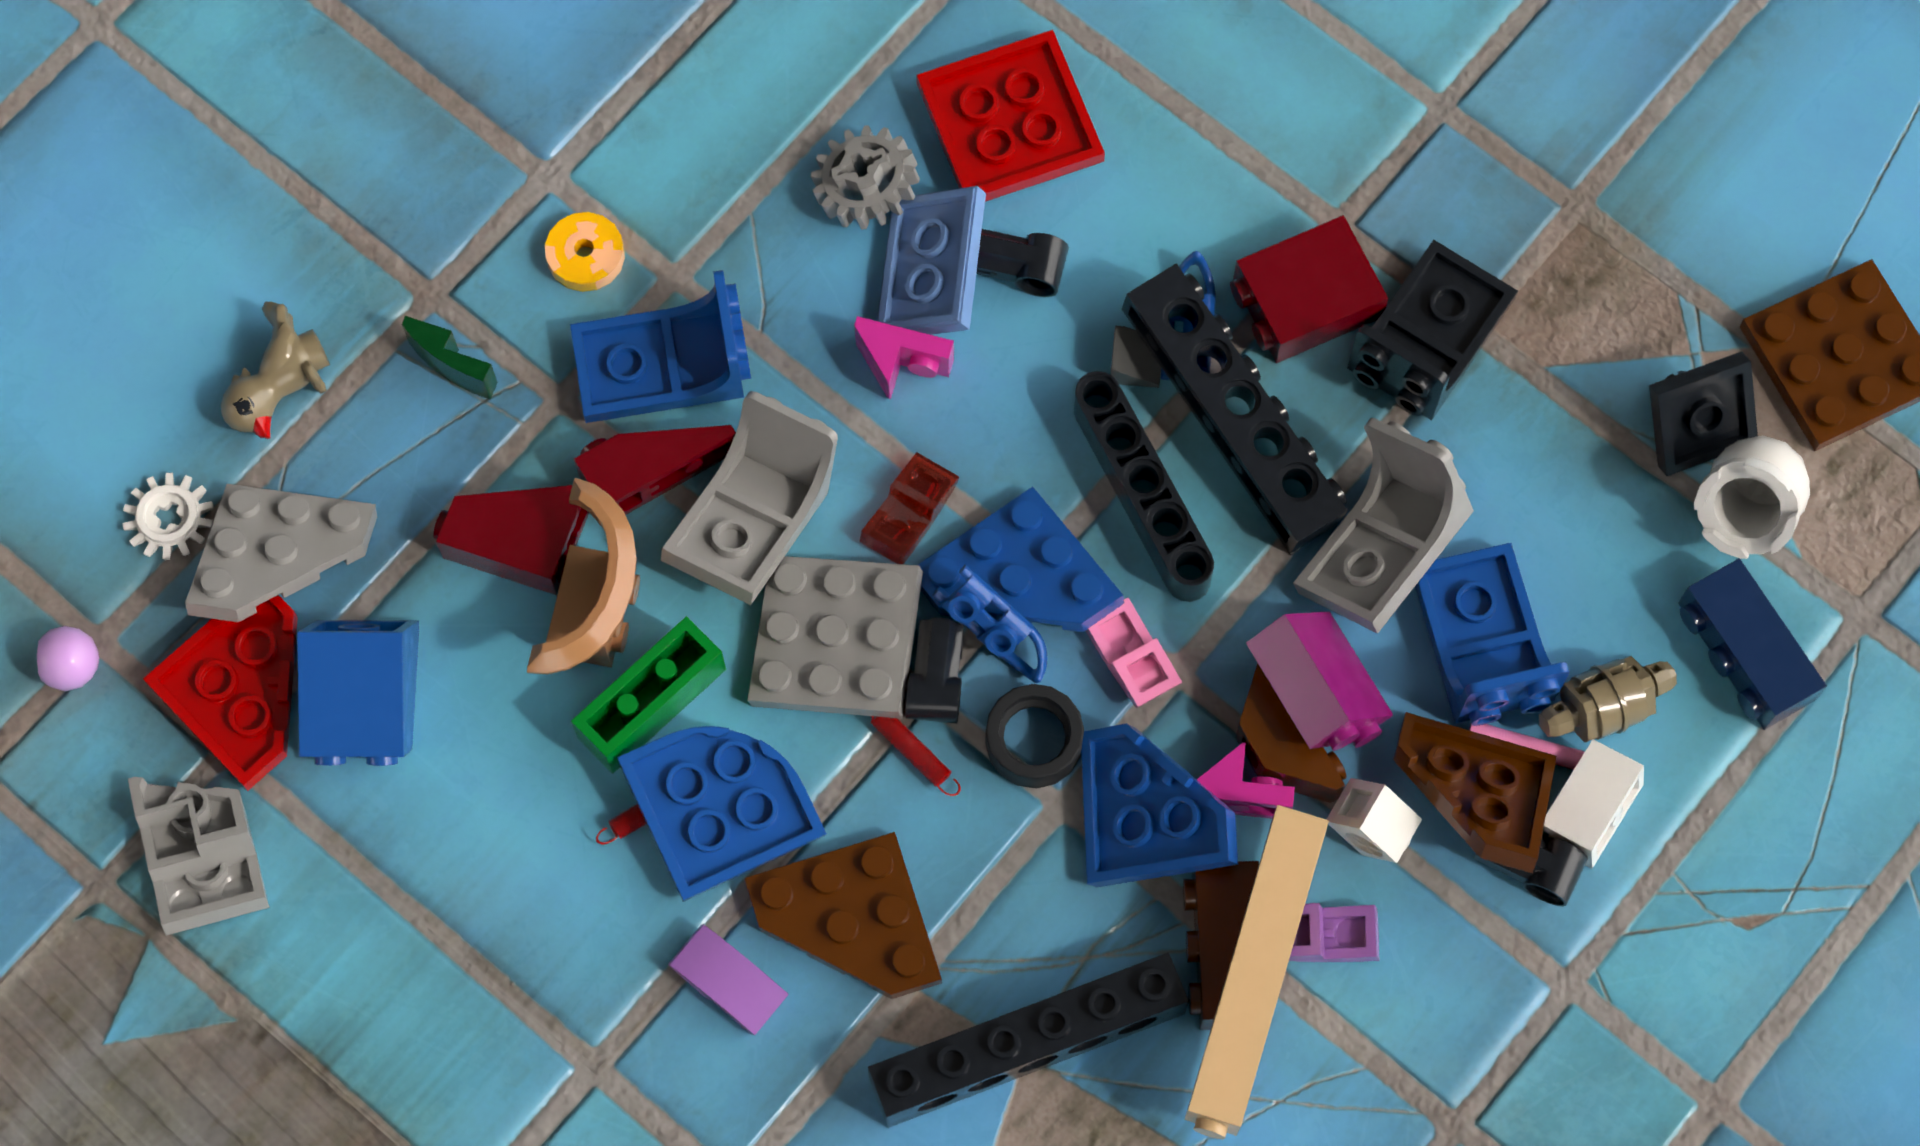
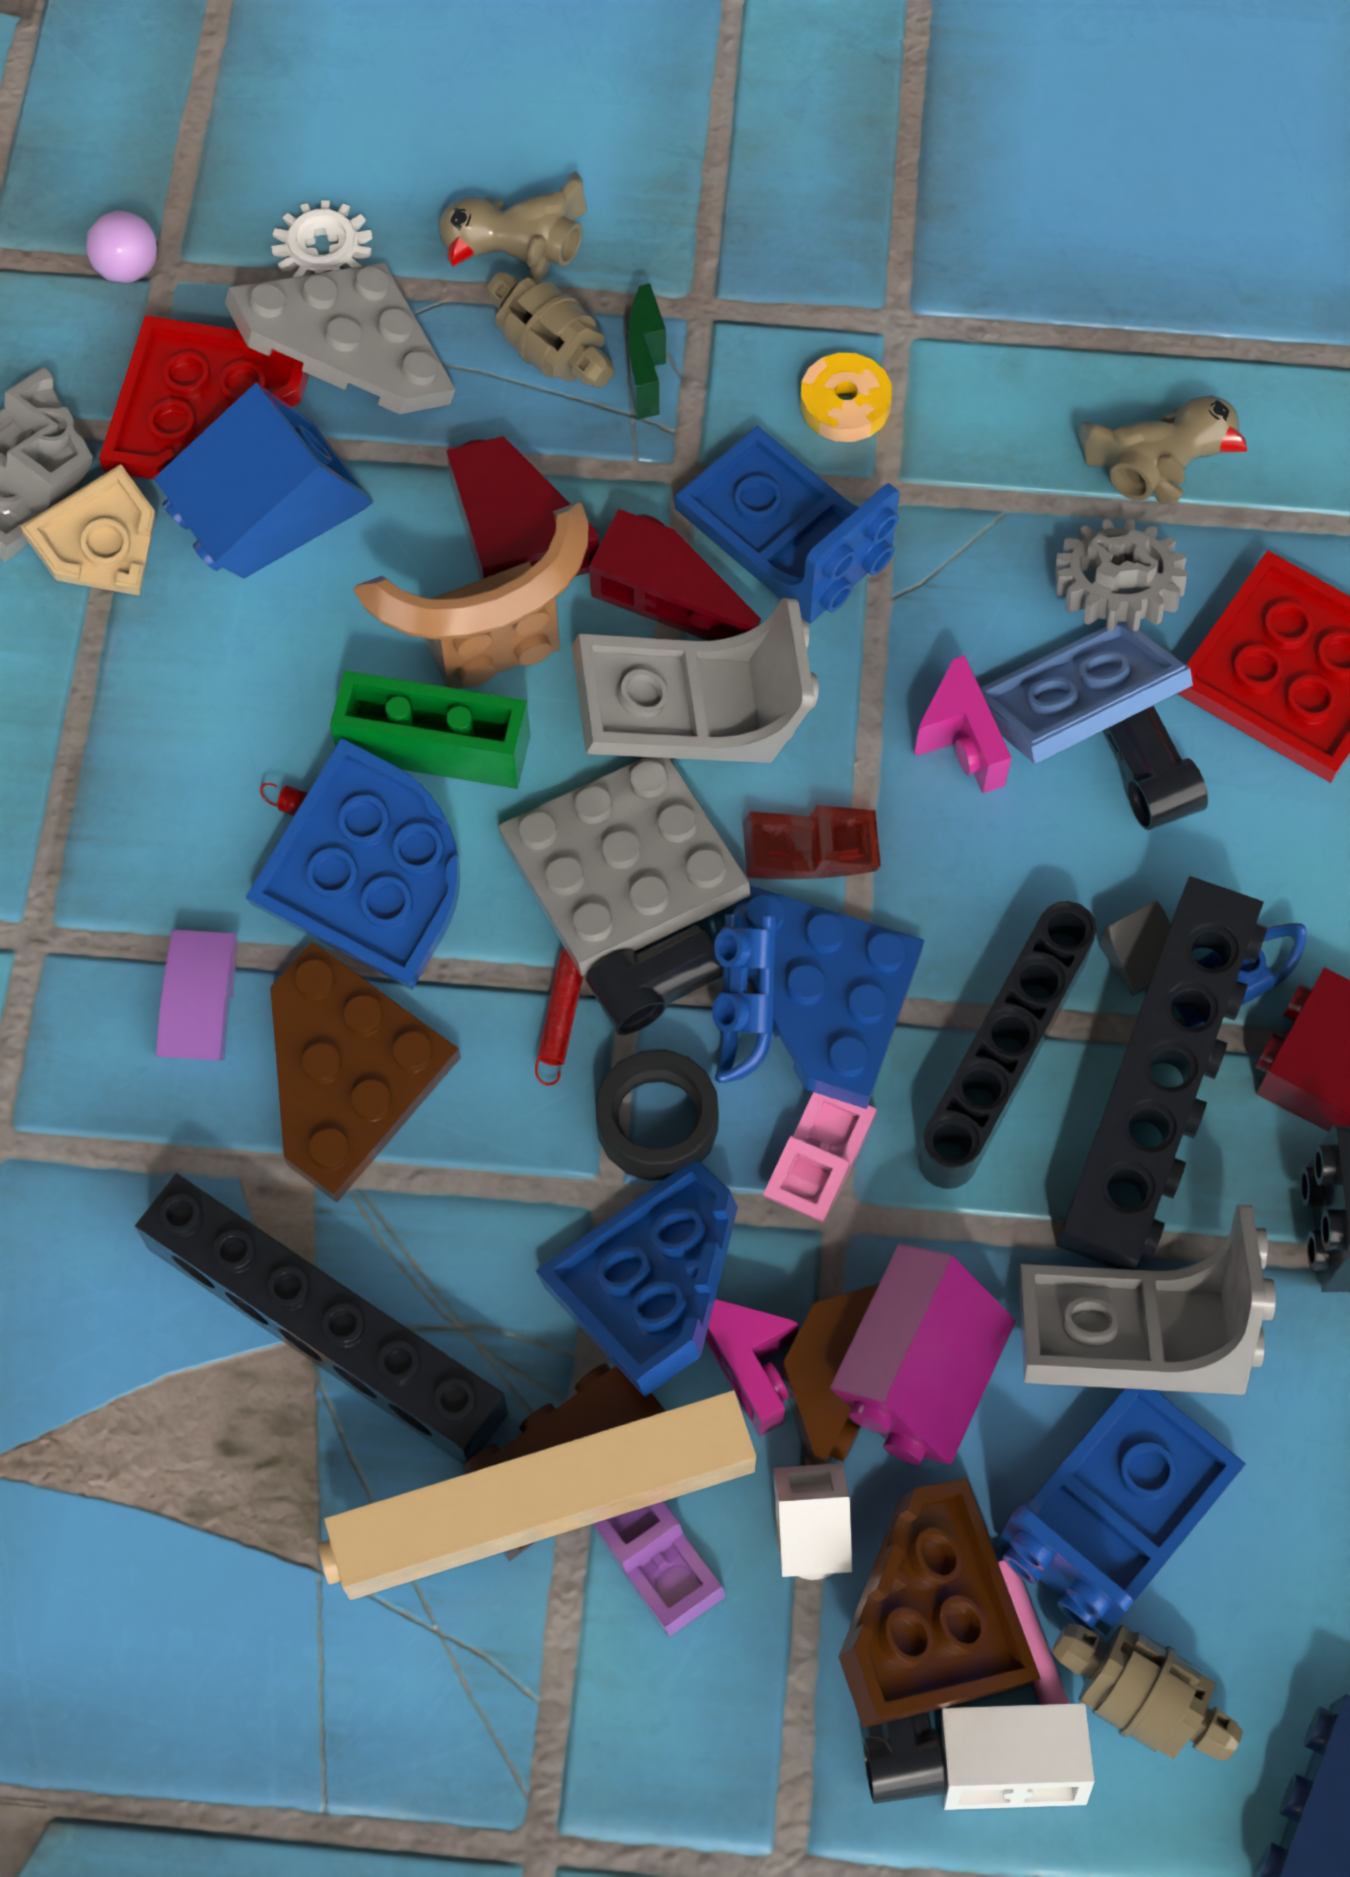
camera: 55 degrees right, 5 degrees down
(306, 826) = (97, 535): none -> tan plate
(381, 408) = (549, 329): none -> dark tan piece
(792, 93) = (1155, 453): none -> dark tan animal

